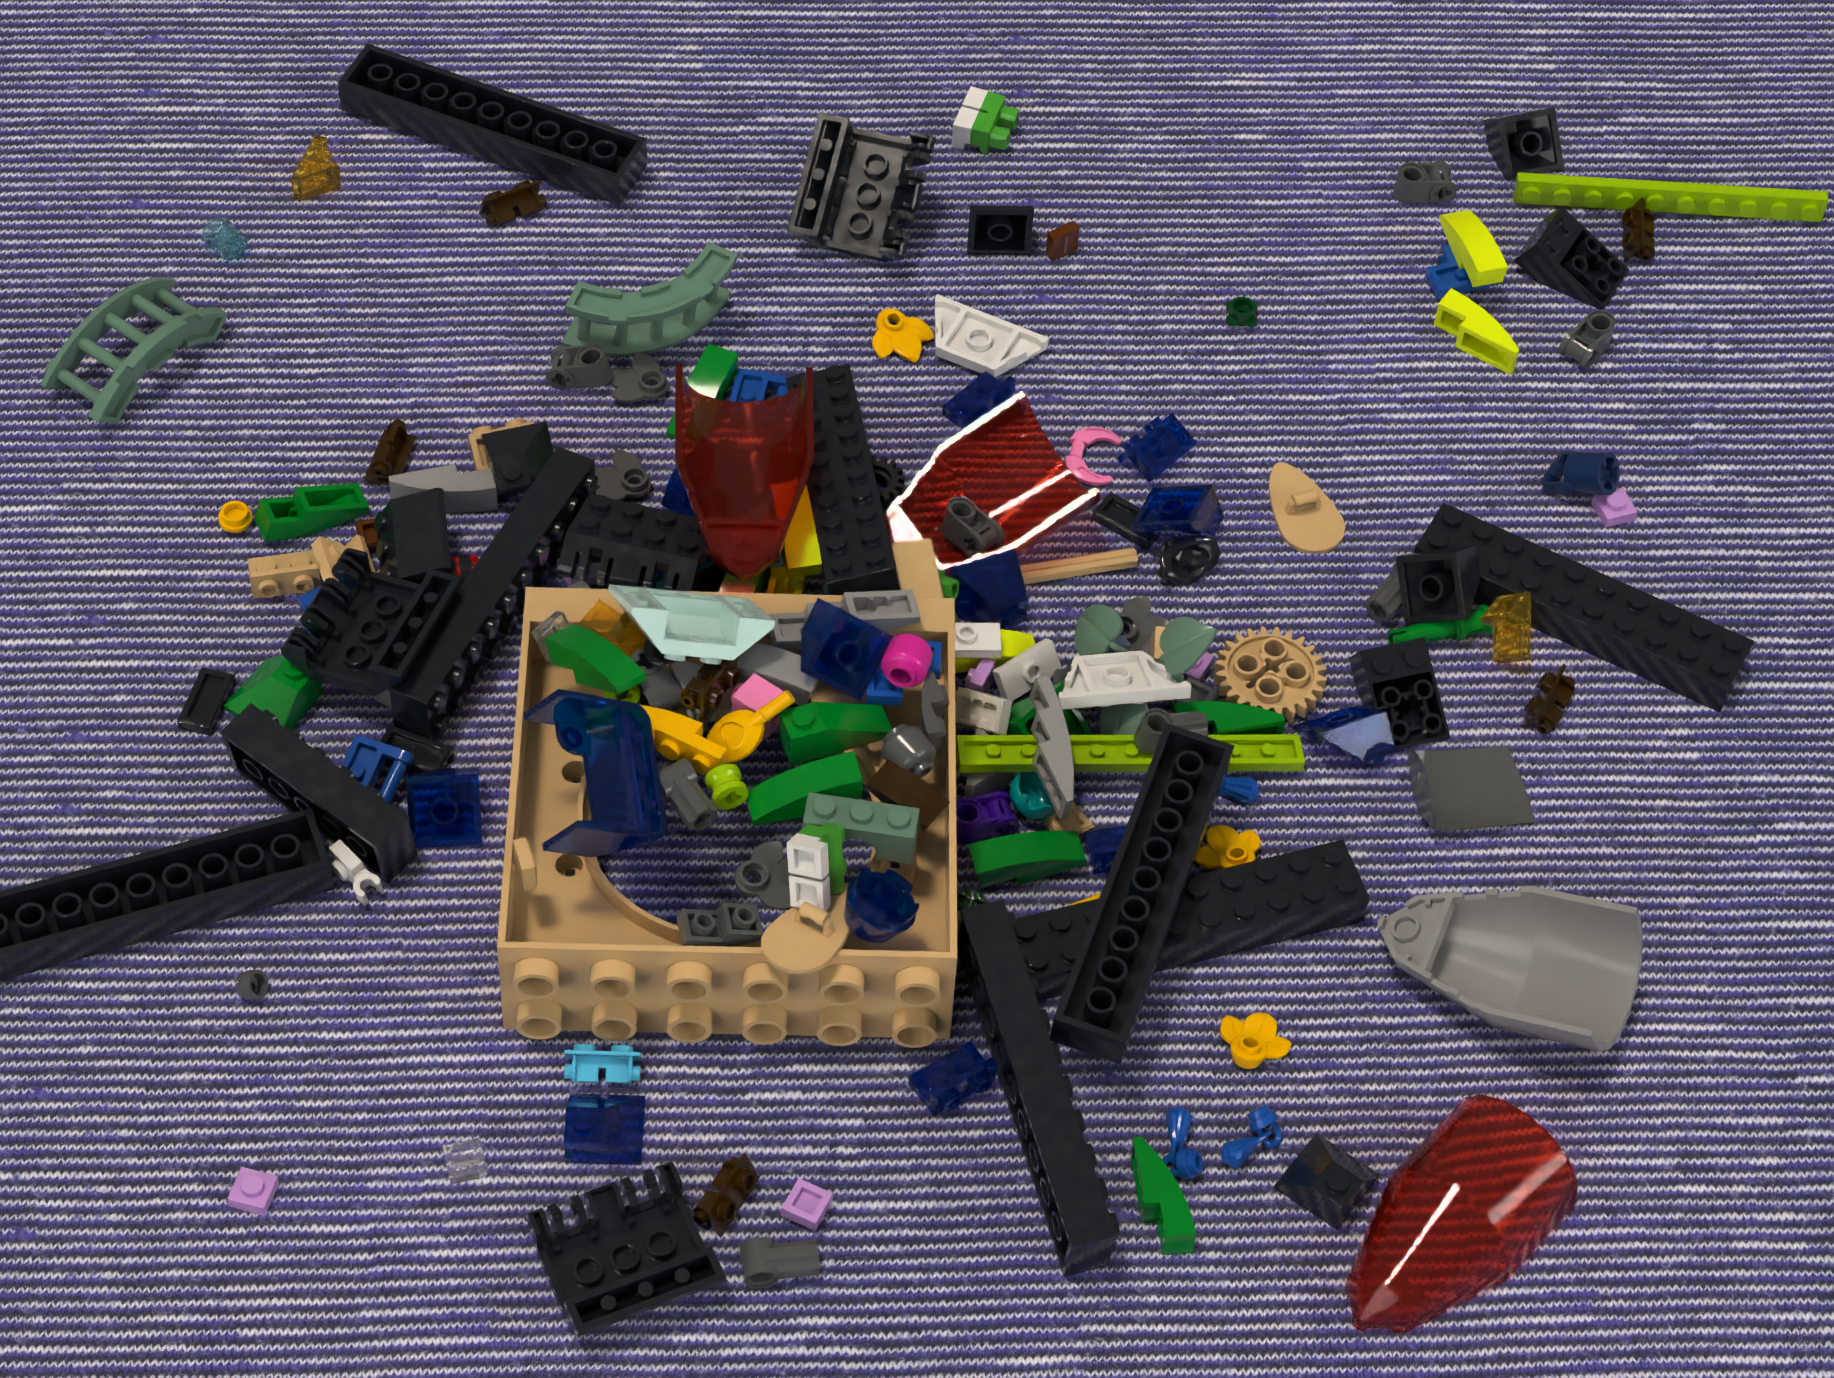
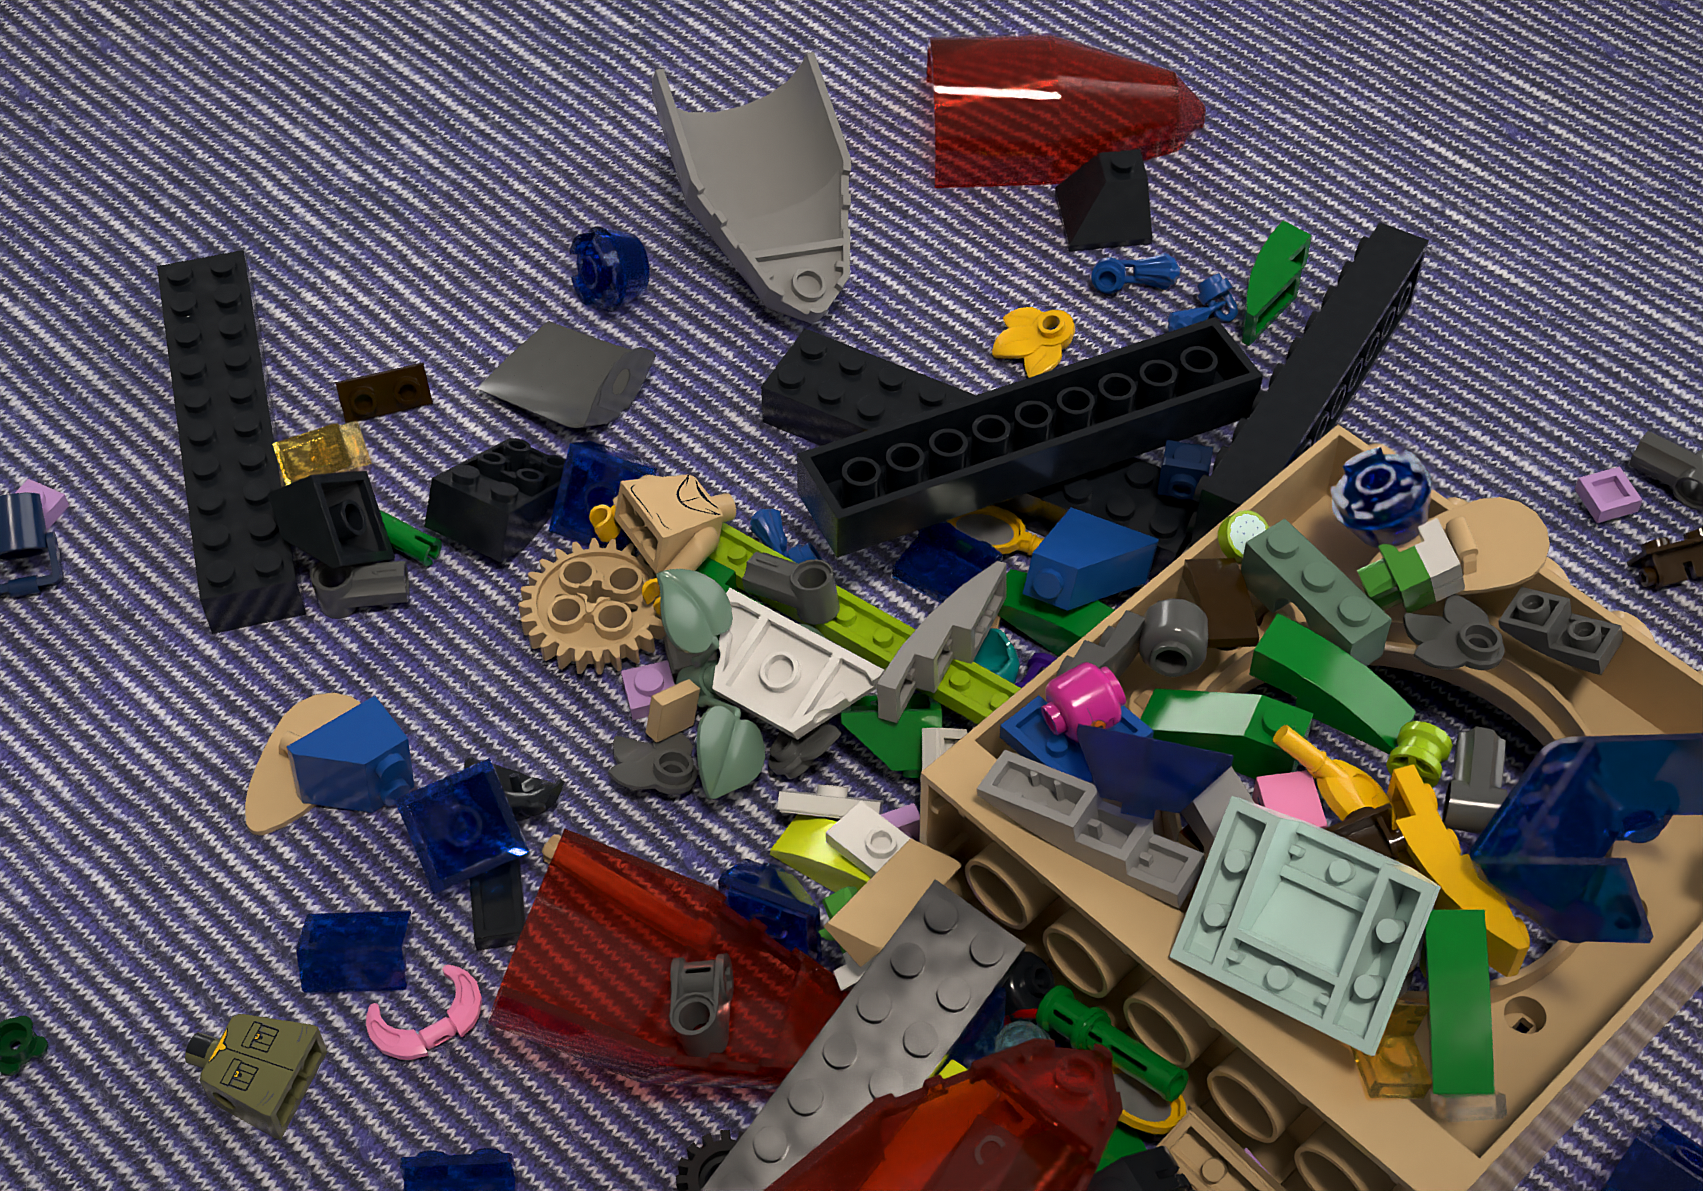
camera: 130 degrees left, 0 degrees up
(934, 843) = (1237, 530): none -> tile
(1043, 868) = (1088, 561): none -> blue slope
(1045, 957) = (1183, 468): none -> dark blue bracket
(1126, 374) = (258, 1068): none -> olive torso
(1258, 499) = (353, 761): none -> blue slope
(1275, 712) = (667, 521): none -> tan torso
(1533, 856) = (609, 267): none -> clear blue cone

